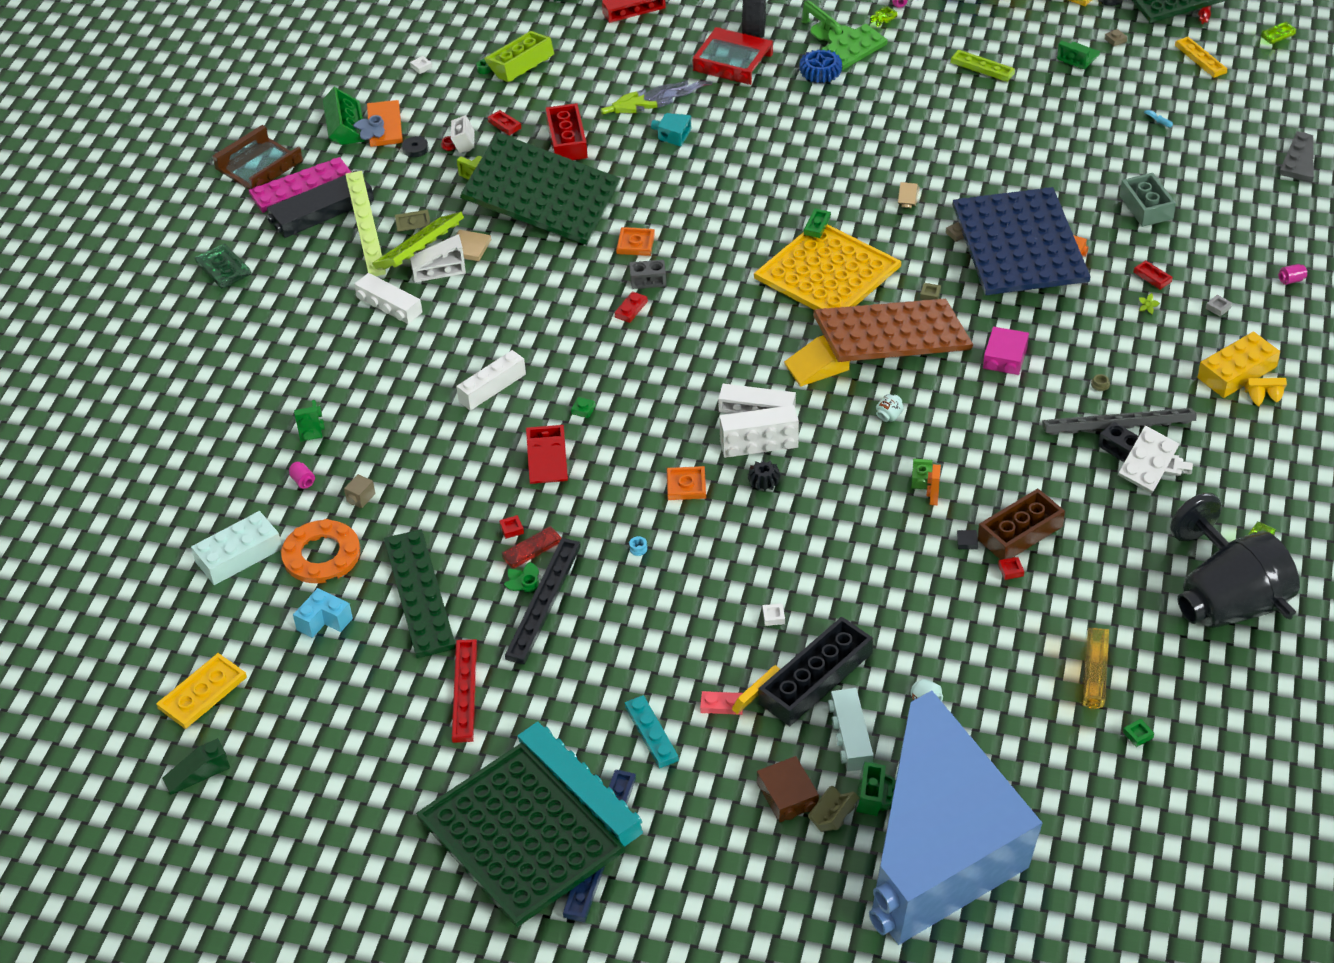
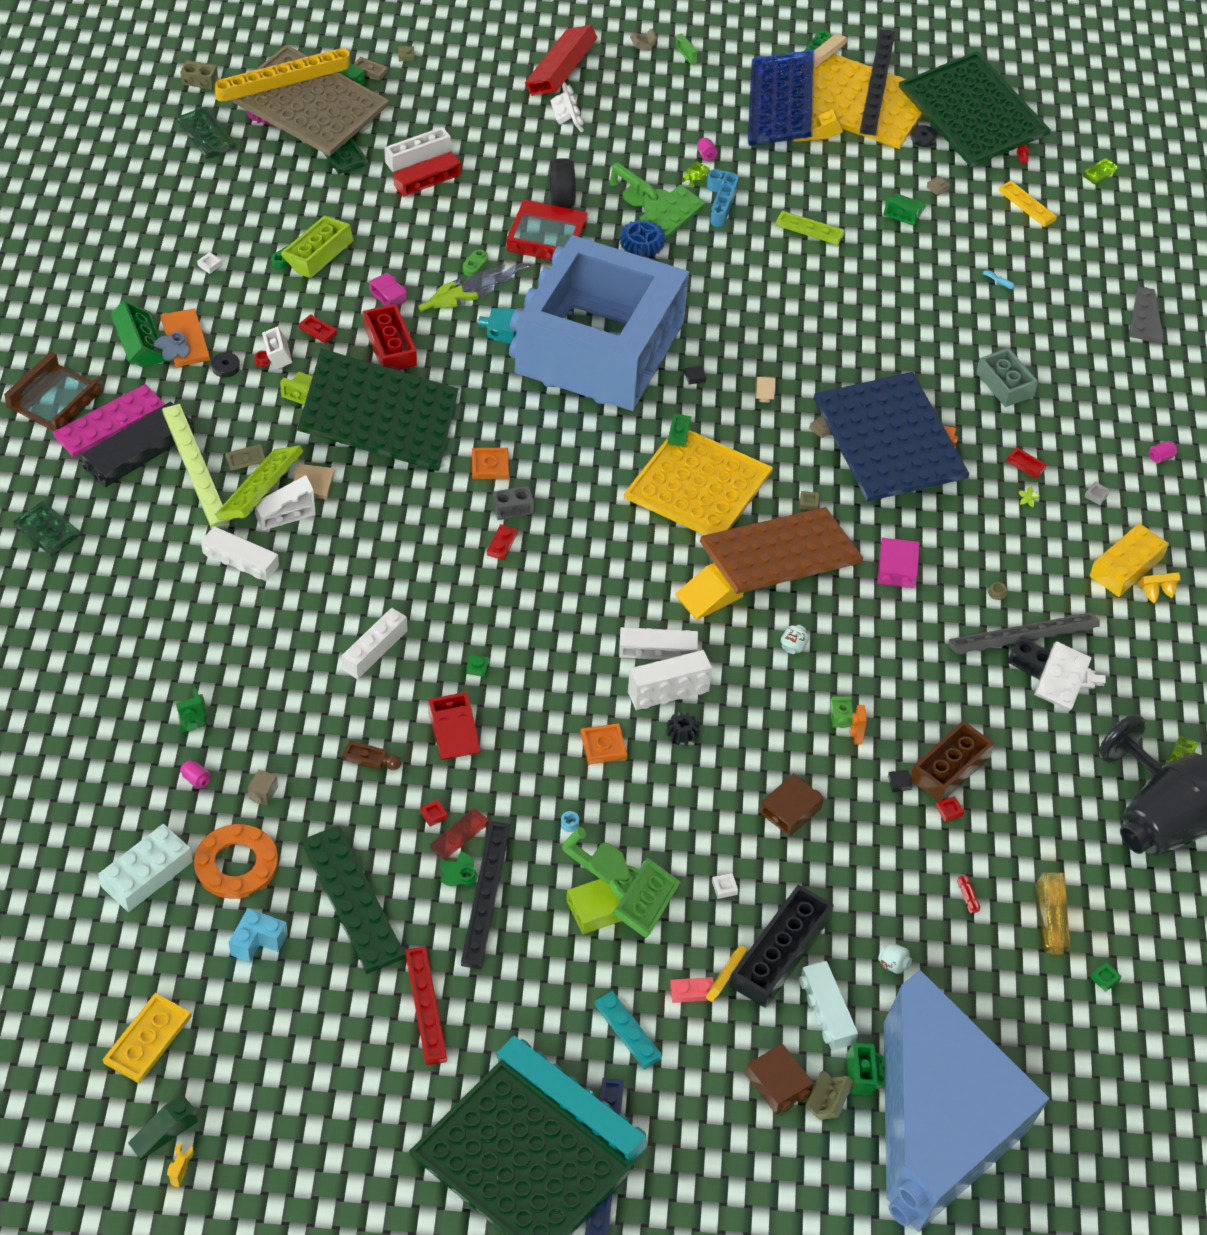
camera: 15 degrees left, 5 degrees up
(201, 803) = (178, 1169): none -> yellow plate
(464, 474) = (370, 756): none -> reddish brown plate
(574, 92) = (388, 290): none -> dark pink brick
(648, 618) = (593, 905): none -> lime brick
(661, 77) = (475, 262): none -> bright green plate
(686, 611) = (641, 891): none -> bright green plate
(797, 106) = (611, 285): none -> medium blue door
(845, 181) = (695, 375): none -> black tile
(854, 550) = (791, 804): none -> reddish brown brick
(908, 31) = (726, 185): none -> dark azure beam
(1014, 645) = (968, 894): none -> axle

